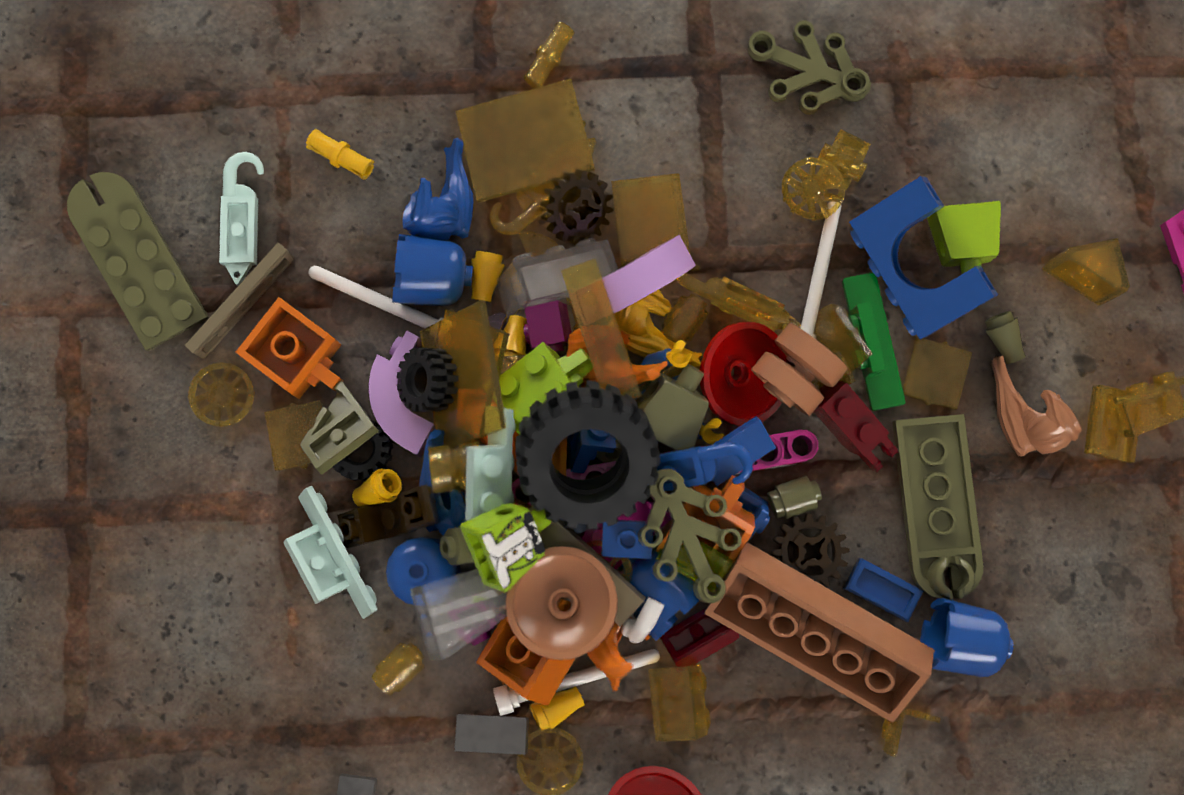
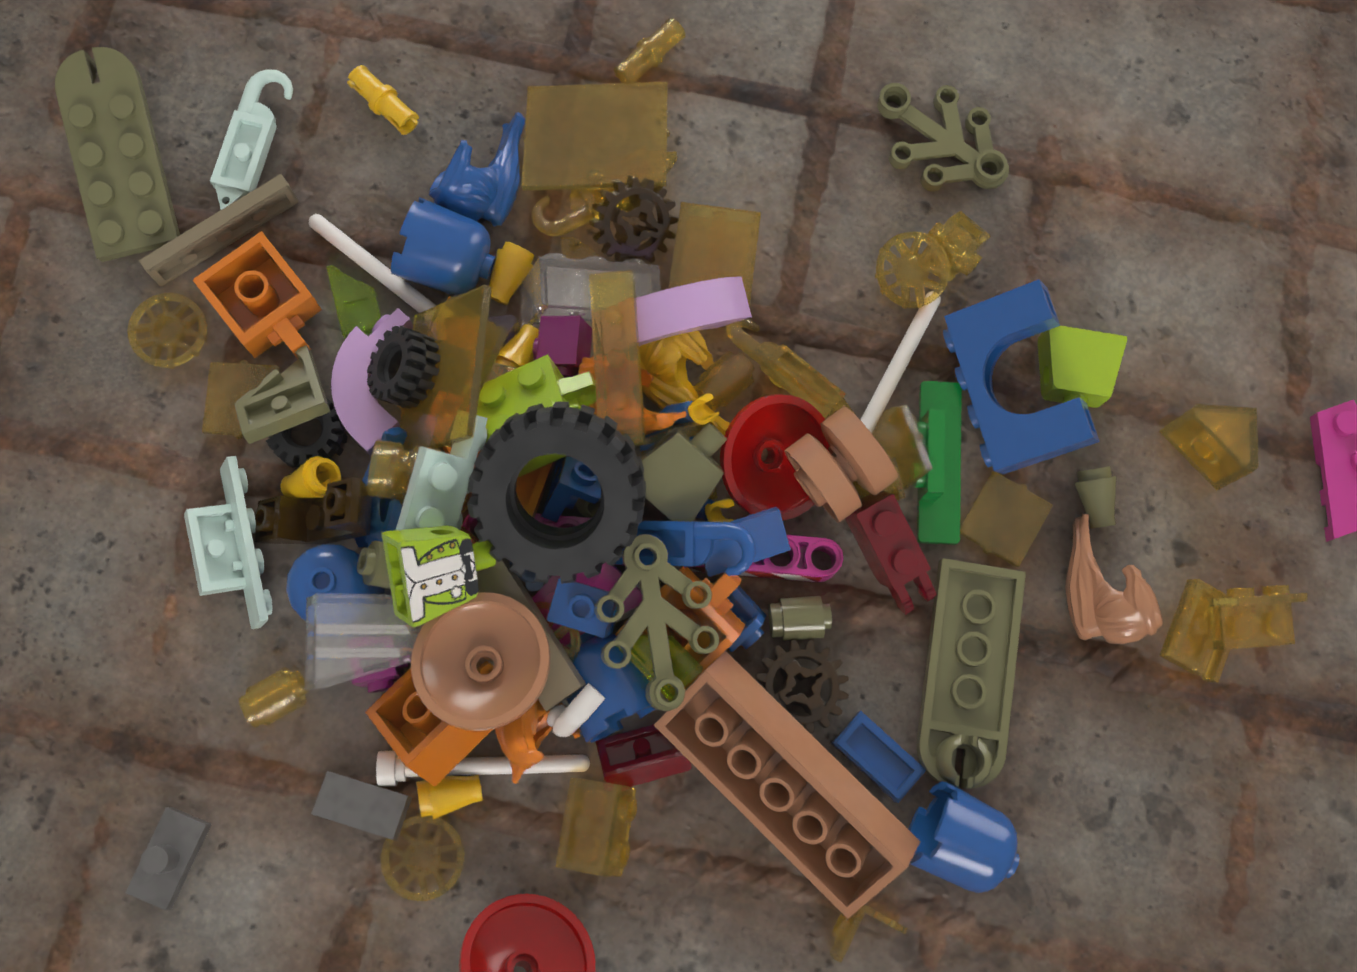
camera: 10 degrees right, 5 degrees down
(366, 332) = (354, 302): none -> clear neon green tile

